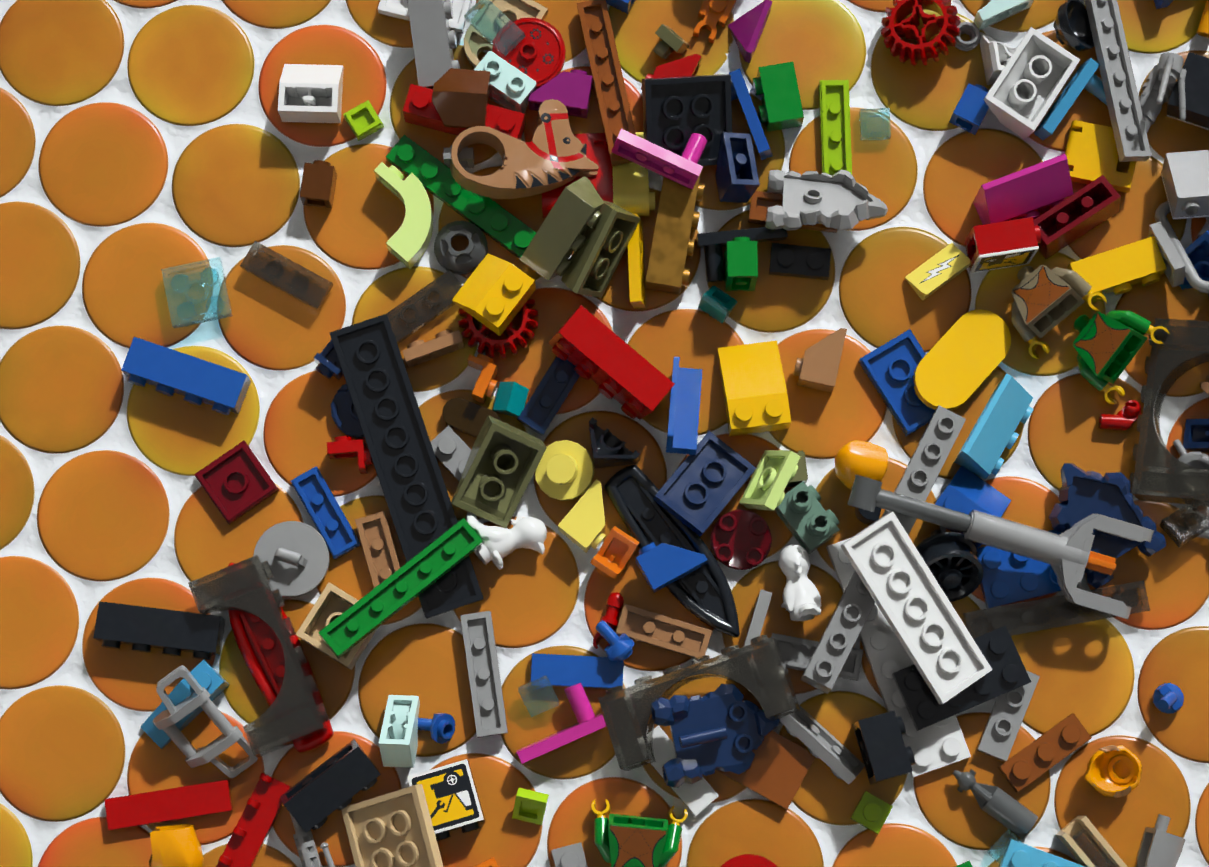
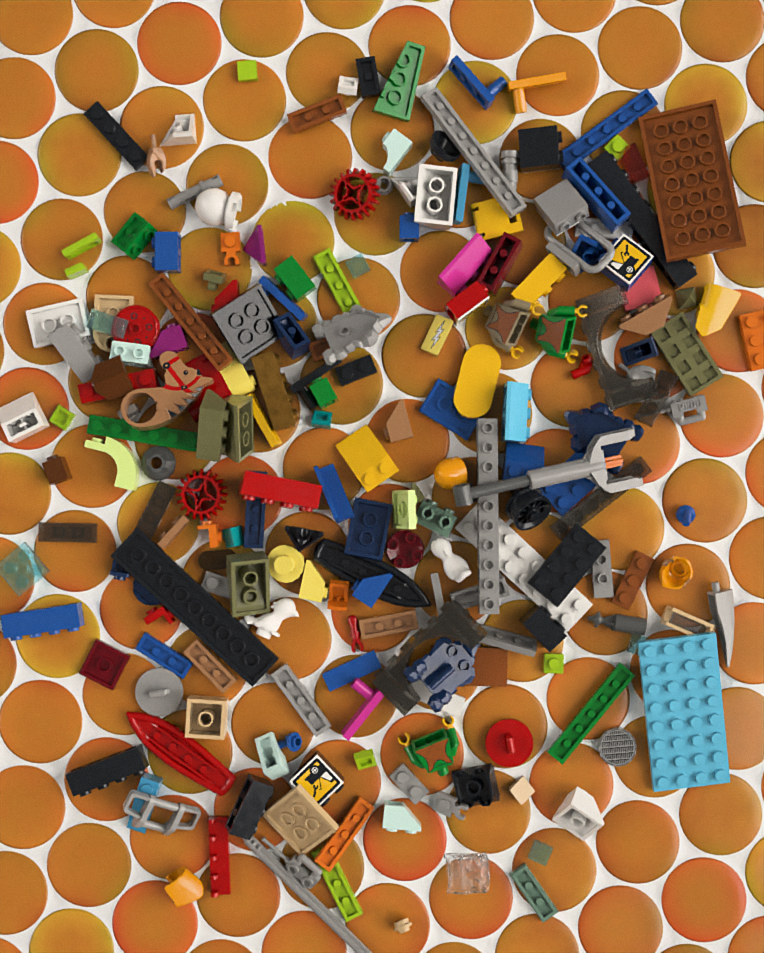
camera: 25 degrees left, 10 degrees up
(168, 805) = (166, 861): red tile -> none
(295, 709) = (207, 775): clear smoke arch -> none
(400, 588) = (229, 682): green plate -> none
(495, 293) = (192, 484): yellow slope -> none
(538, 696) = (338, 696): clear light blue tile -> none
(619, 646) = (368, 647): blue plate -> none
(678, 168) = (259, 356): dark pink piece -> none
(916, 607) = (523, 543): white plate -> none
(1167, 72) = (512, 148): light grey plant -> none

